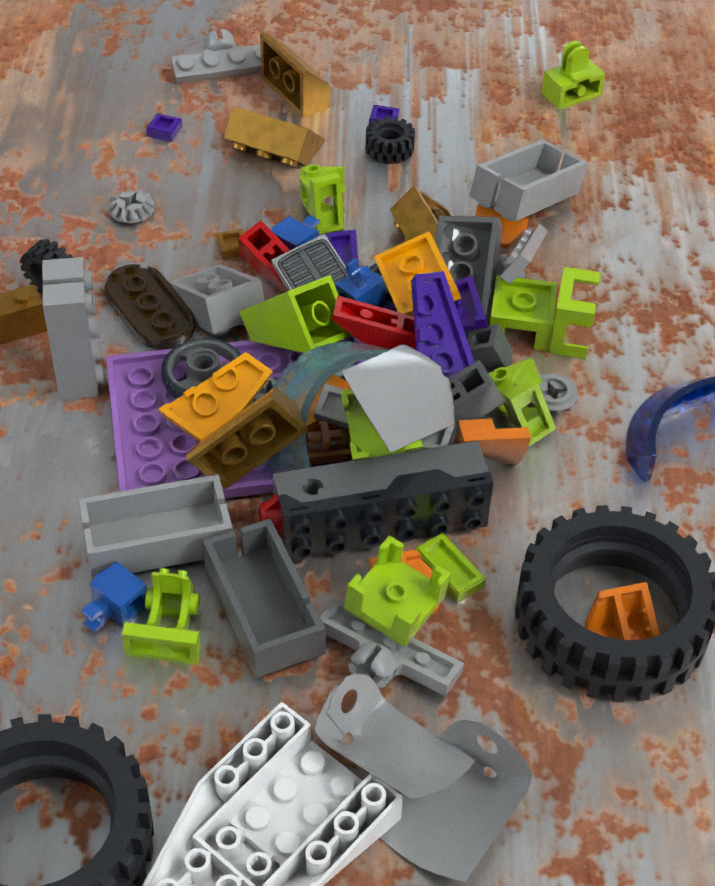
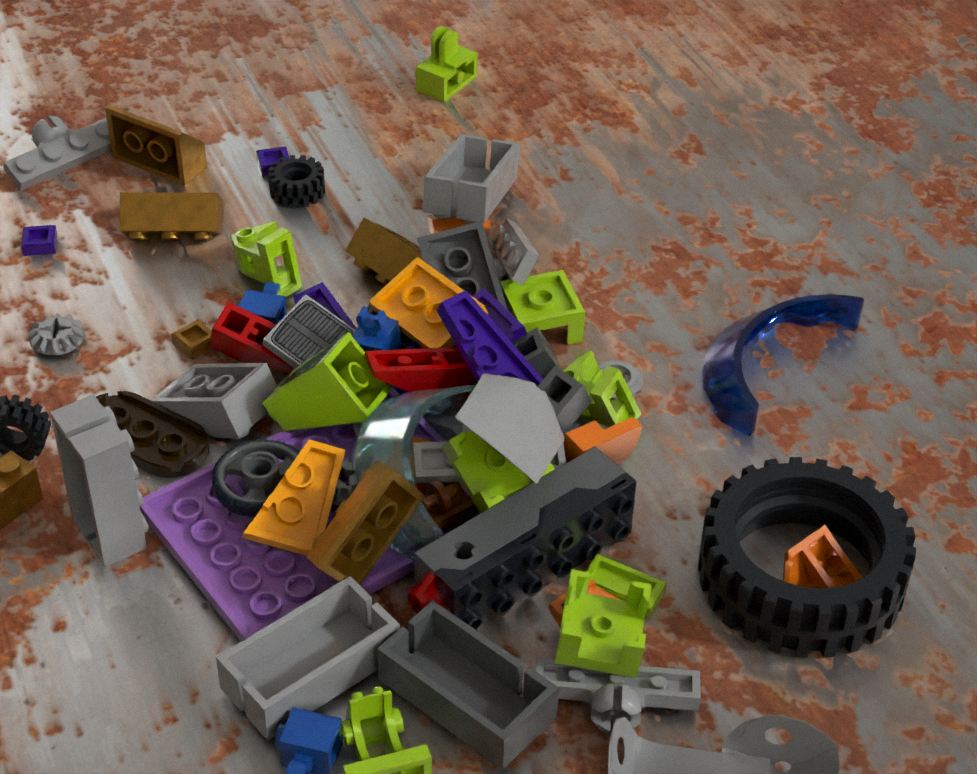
camera: 25 degrees left, 5 degrees down
(572, 312) = (594, 292): lime panel -> none

